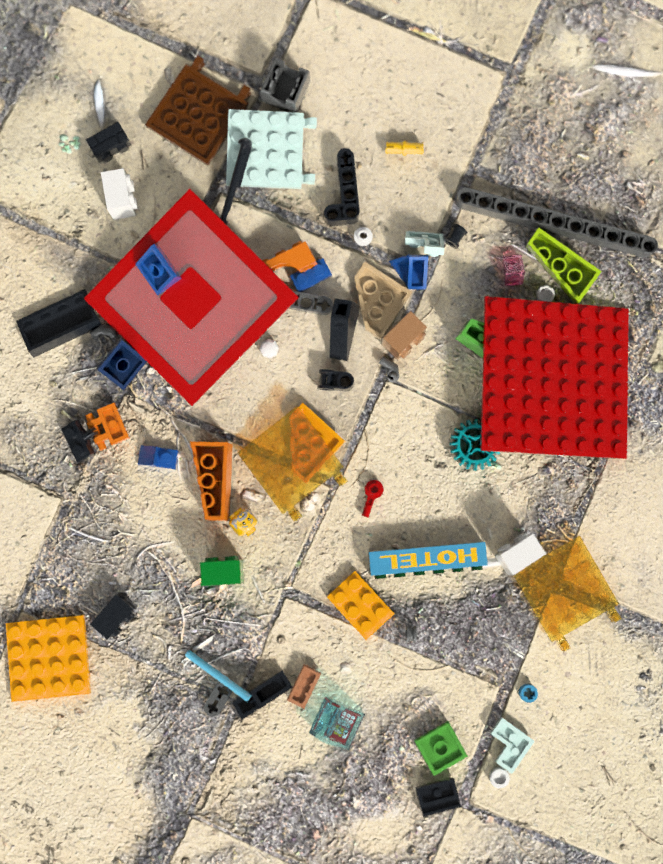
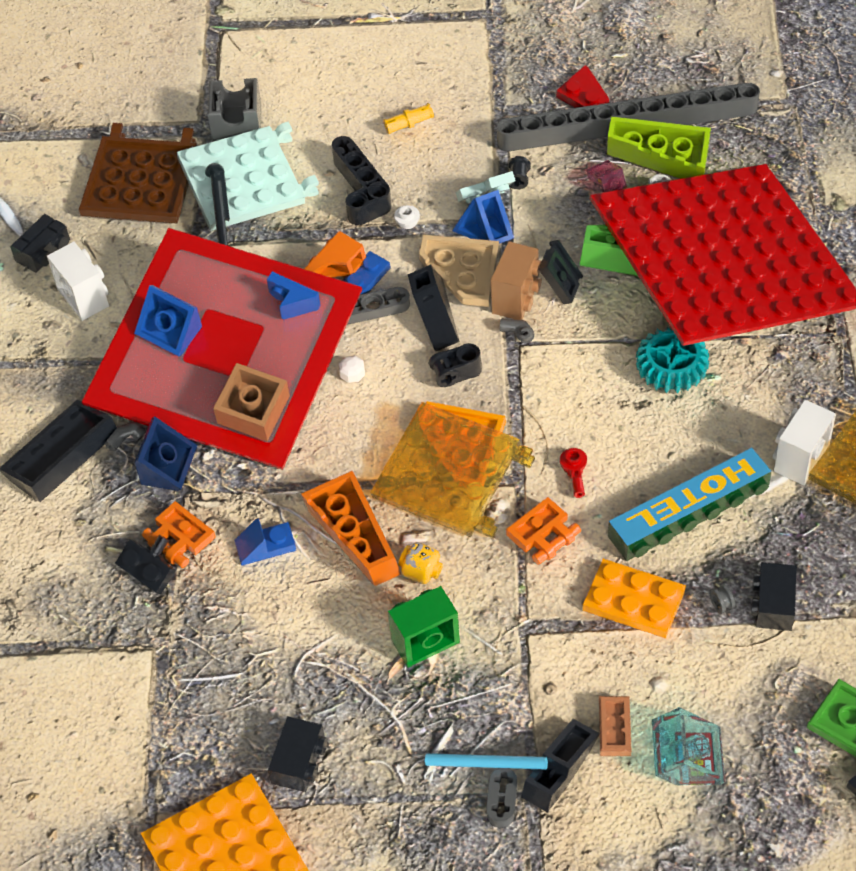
camera: 20 degrees left, 30 degrees down
(187, 358) = (251, 402): none -> medium nougat brick
(250, 291) = (295, 297): none -> blue slope
(327, 527) = (538, 524): none -> orange plate
(437, 342) = (560, 272): none -> black plate
(443, 648) = (775, 596): none -> black brick
(538, 182) = (582, 90): none -> red wing

